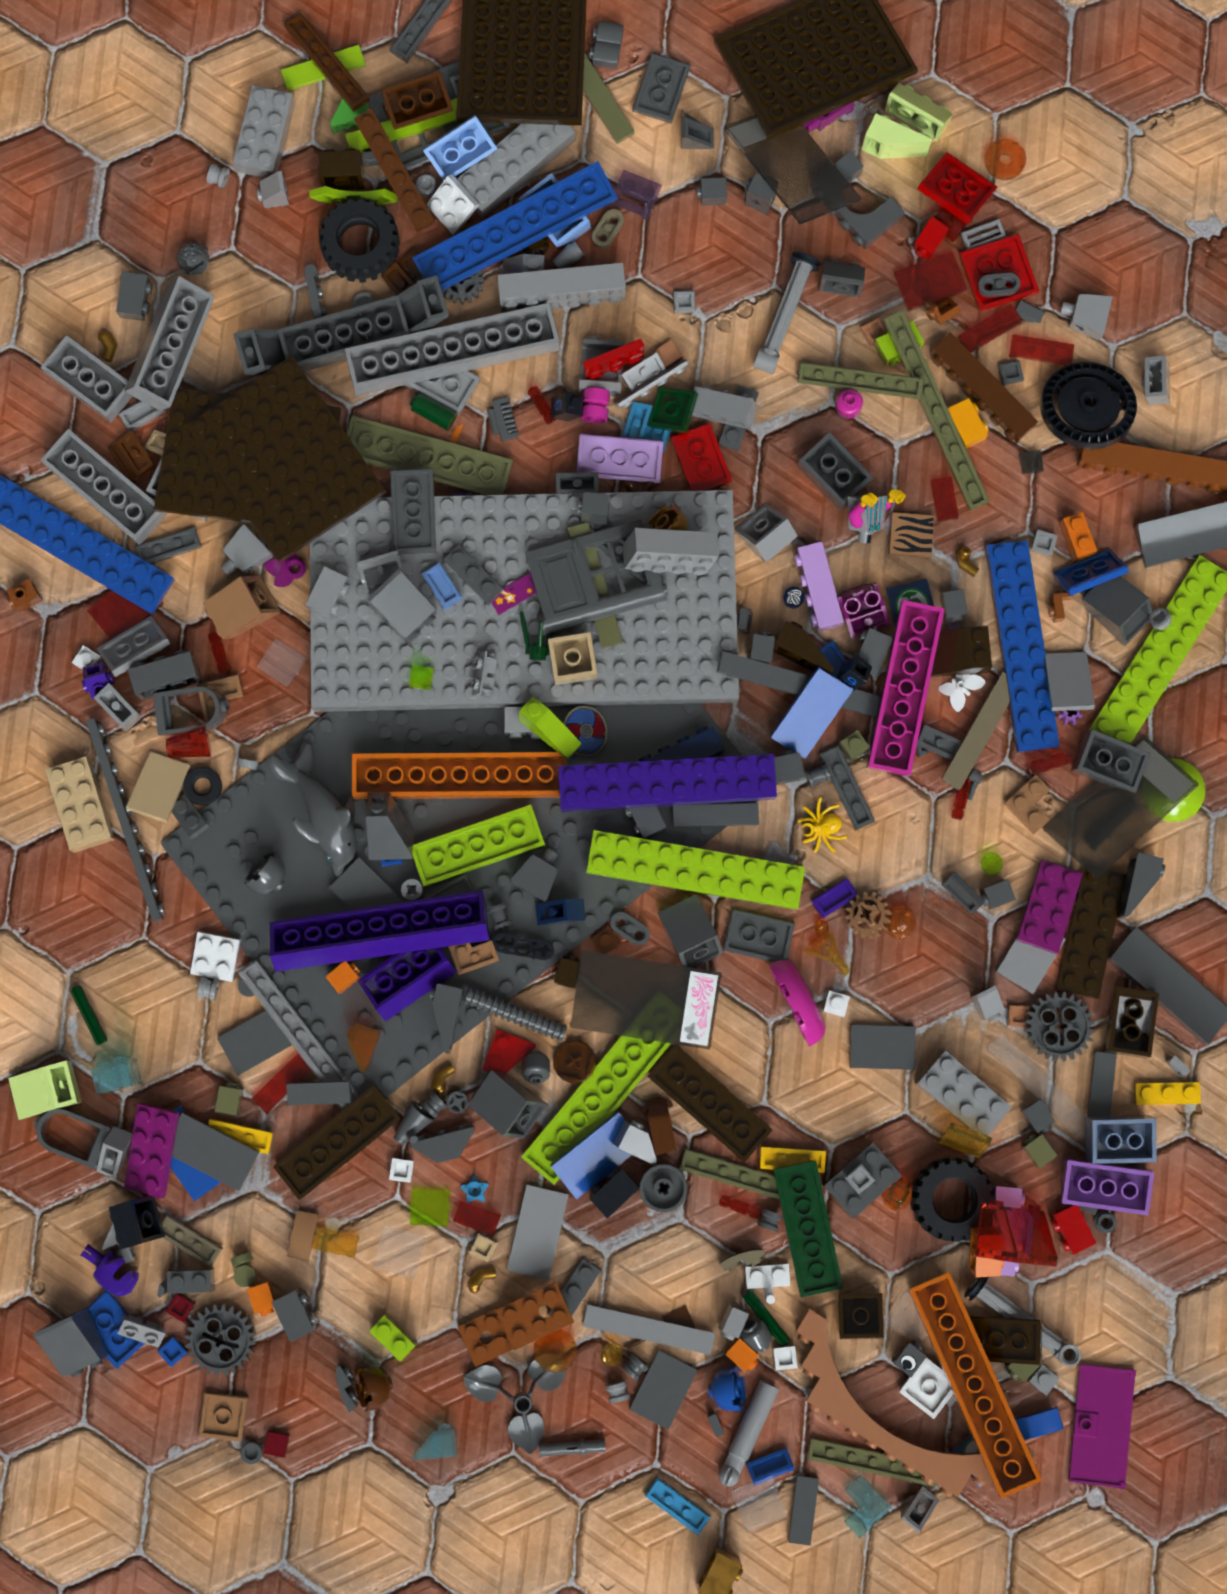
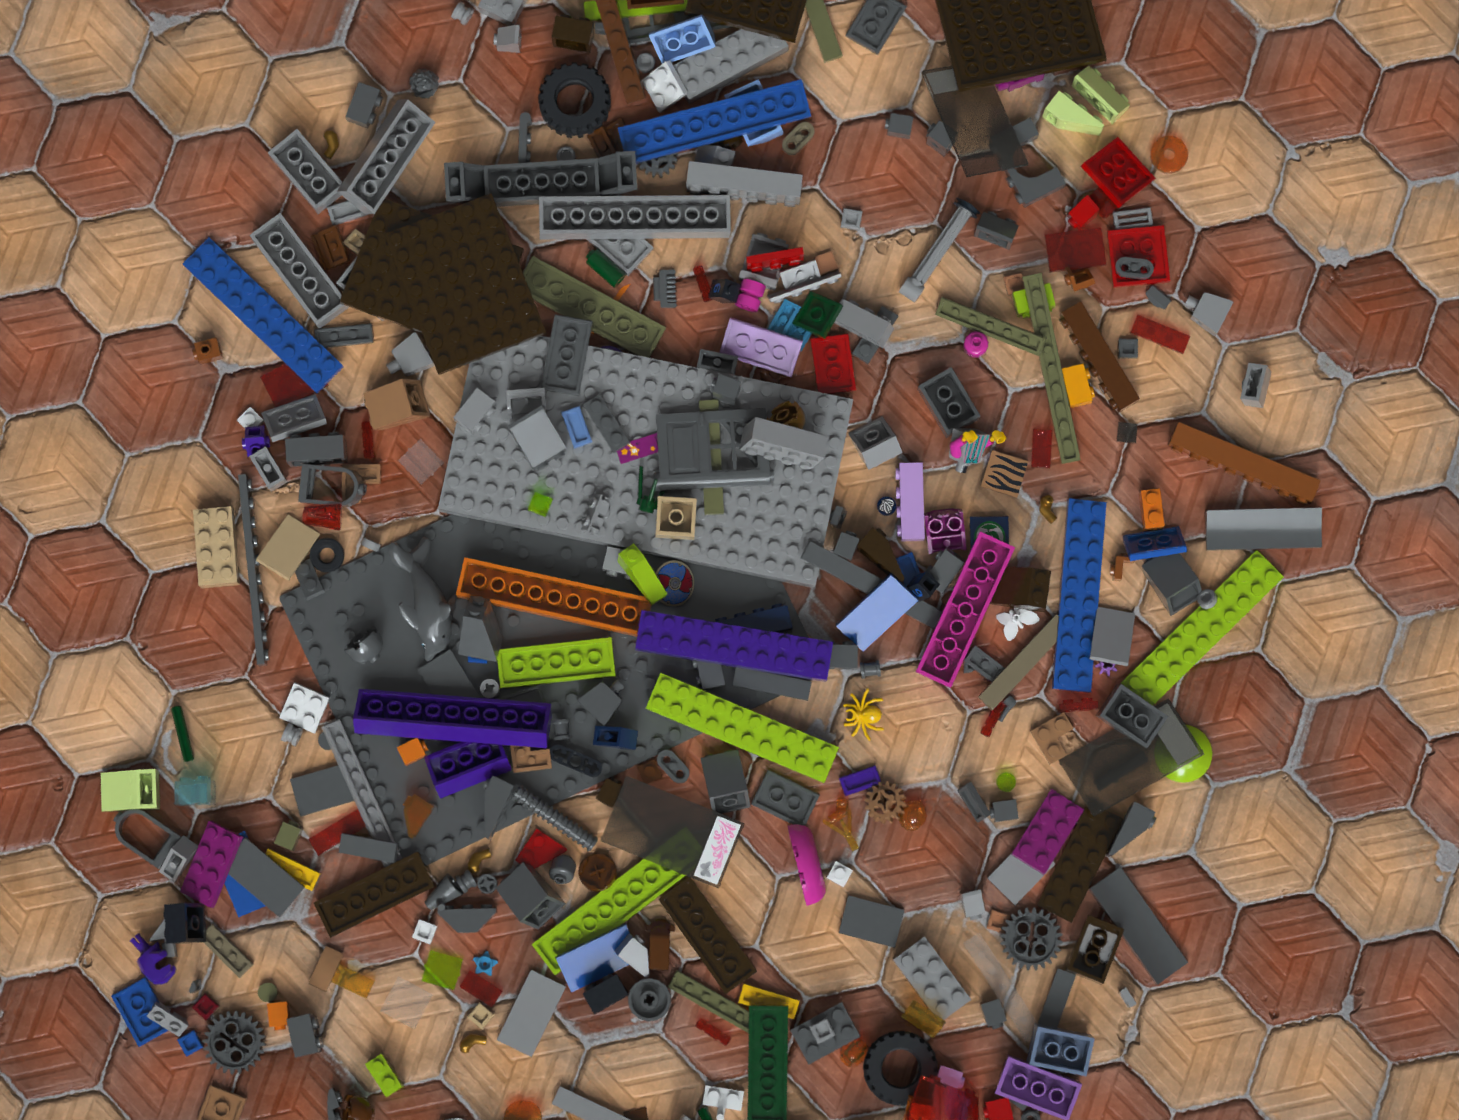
camera: 15 degrees right, 0 degrees up
(72, 1343) = (106, 1015): dark grey slope -> none
(190, 1281) = (220, 985): dark grey brick -> none
(241, 1259) = (268, 977): olive tile -> none
(283, 570) = (441, 382): magenta plate -> none
(327, 195) = (558, 54): lime tile -> none
(515, 1324) = (493, 1088): dark orange bracket -> none
(568, 256) = (757, 155): light grey cone -> none
(579, 1285) = (551, 1072): dark grey plate -> none
(637, 188) = (833, 108): clear purple plate -> none
(695, 134) = (896, 69): dark grey slope -> none
(749, 1257) = (710, 1077): dark tan slope -> none
(769, 1220) = (736, 1049): dark grey wheel -> none
(847, 788) = (894, 685): dark grey tile -> none
(853, 746) = (908, 650): olive brick -> none
(954, 605) = (1026, 545): dark grey brick -> none
(990, 329) = (1118, 305): clear red tile -> none
(1038, 1150) = (986, 1042): olive brick -> none
(1044, 543) = (1120, 508): light grey plate -> none
(1085, 386) = (1194, 379): black piece -> none
(1167, 1093) = (1112, 1019): yellow plate -> none

